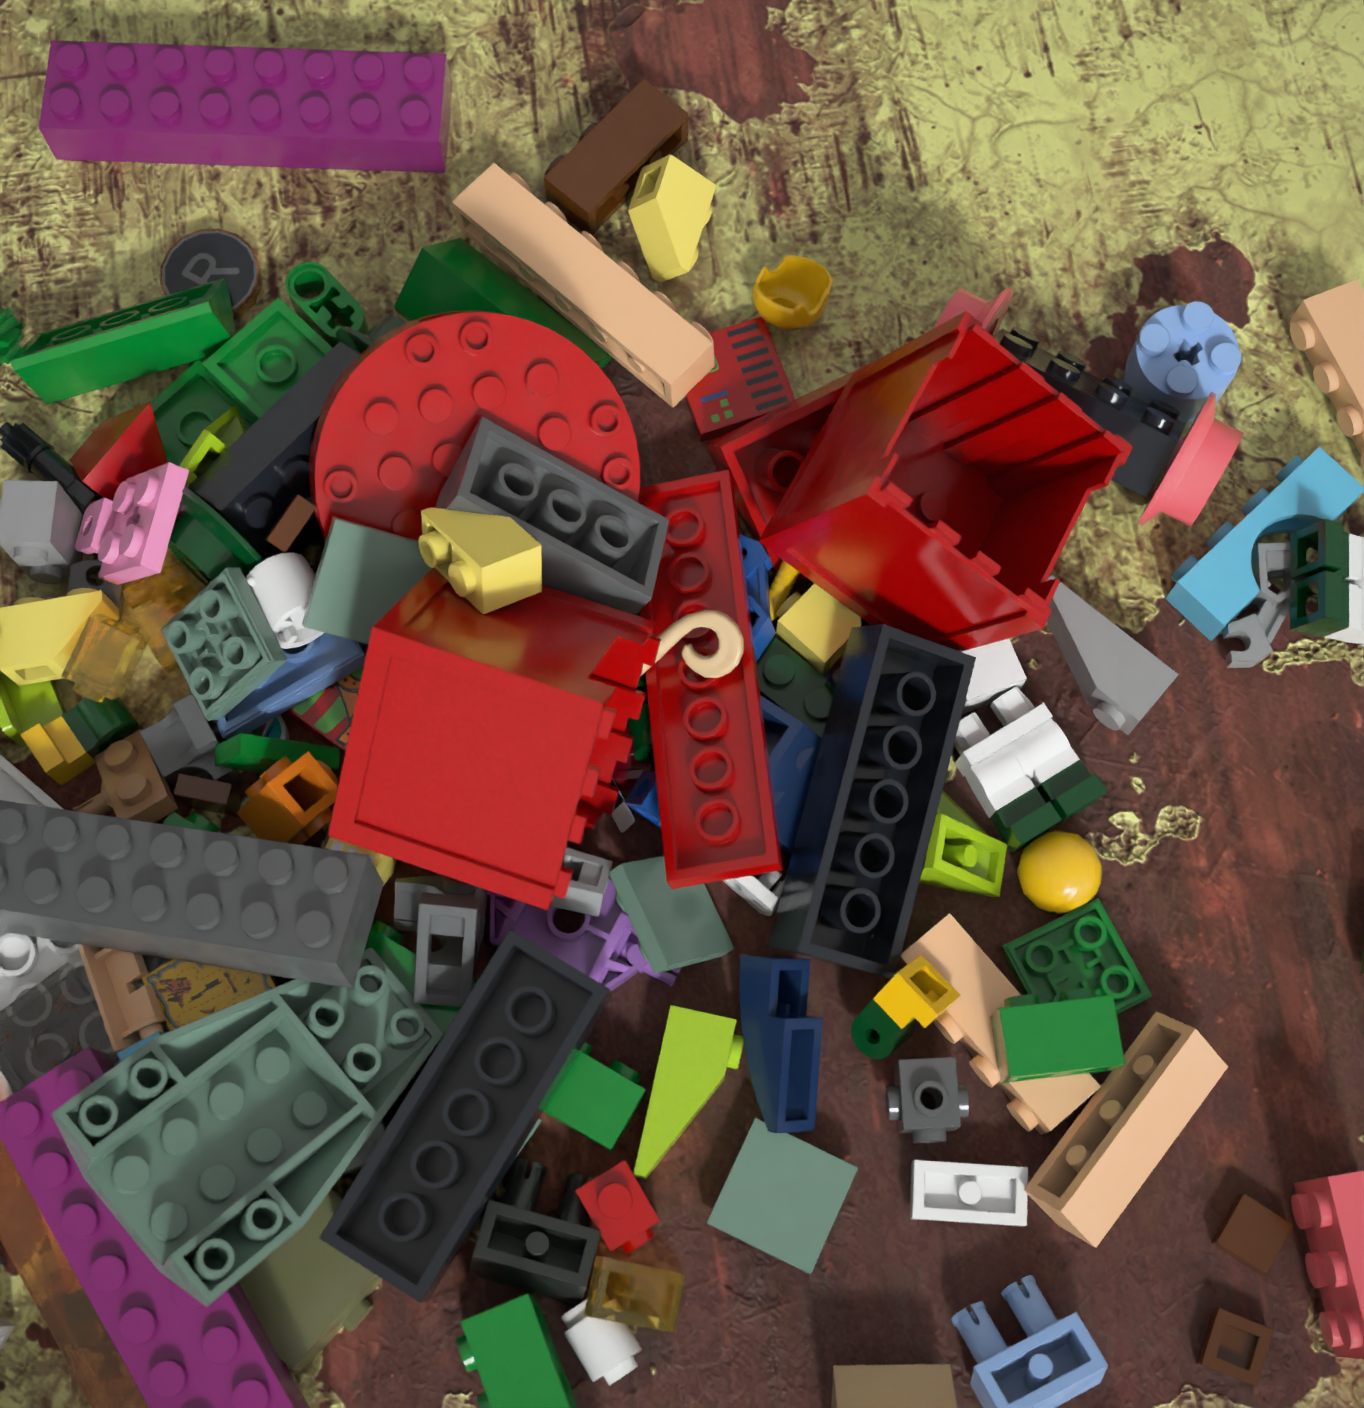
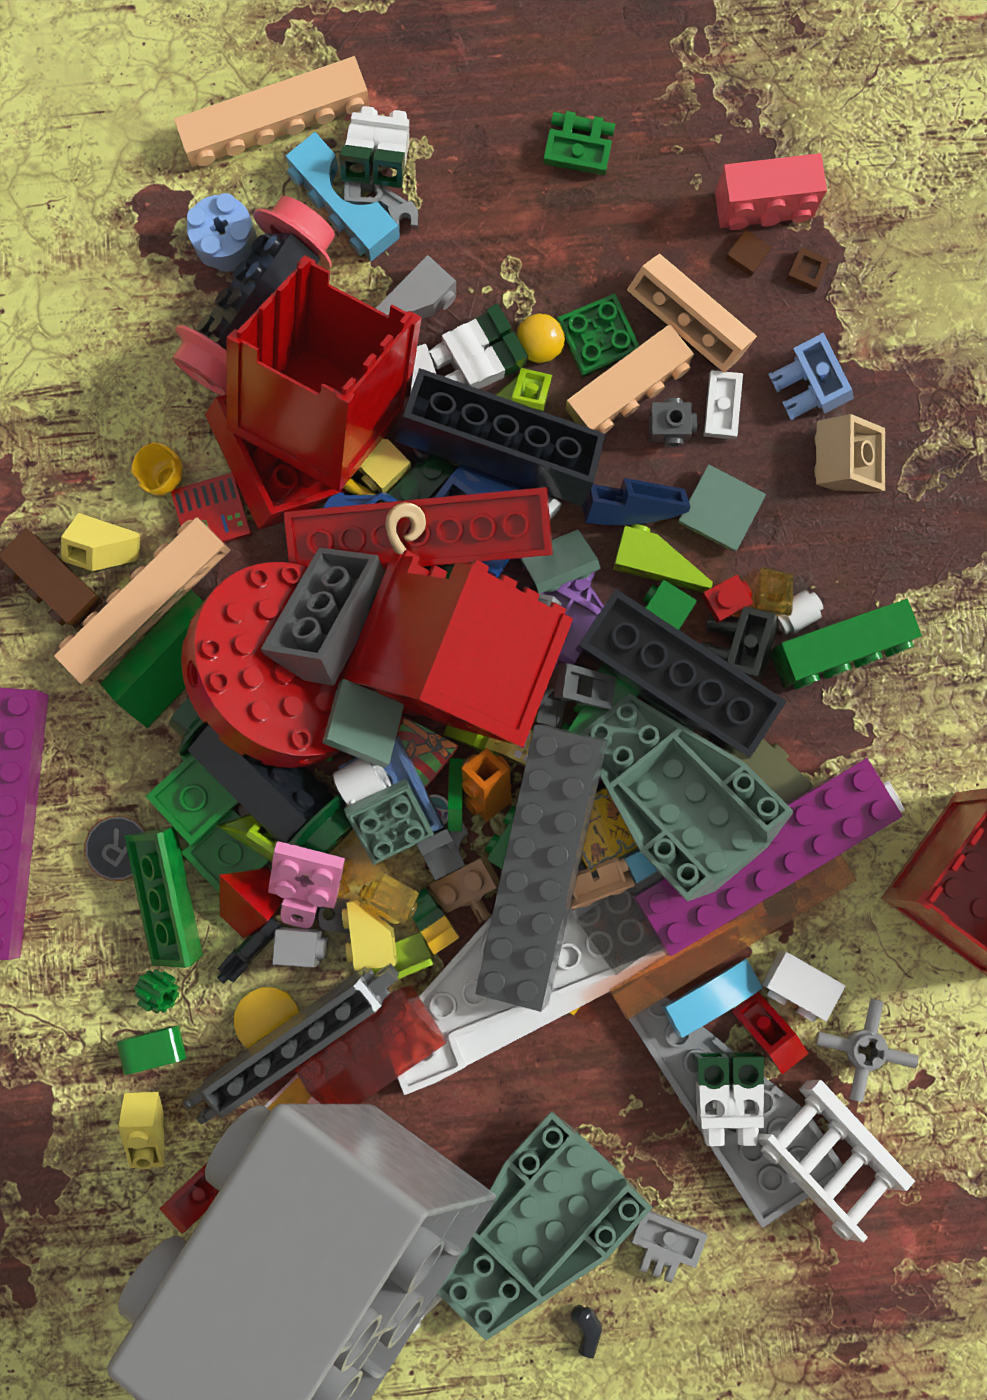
camera: 90 degrees left, 10 degrees up
(208, 795) = (473, 840): reddish brown tile -> none
(290, 523) = (314, 778): reddish brown tile -> none
(321, 310) = (152, 757): green beam -> none
(482, 556) = (356, 648): light yellow slope -> none
(891, 1015) = (619, 431): yellow leg -> none
(1057, 1036) = (645, 343): green brick -> none

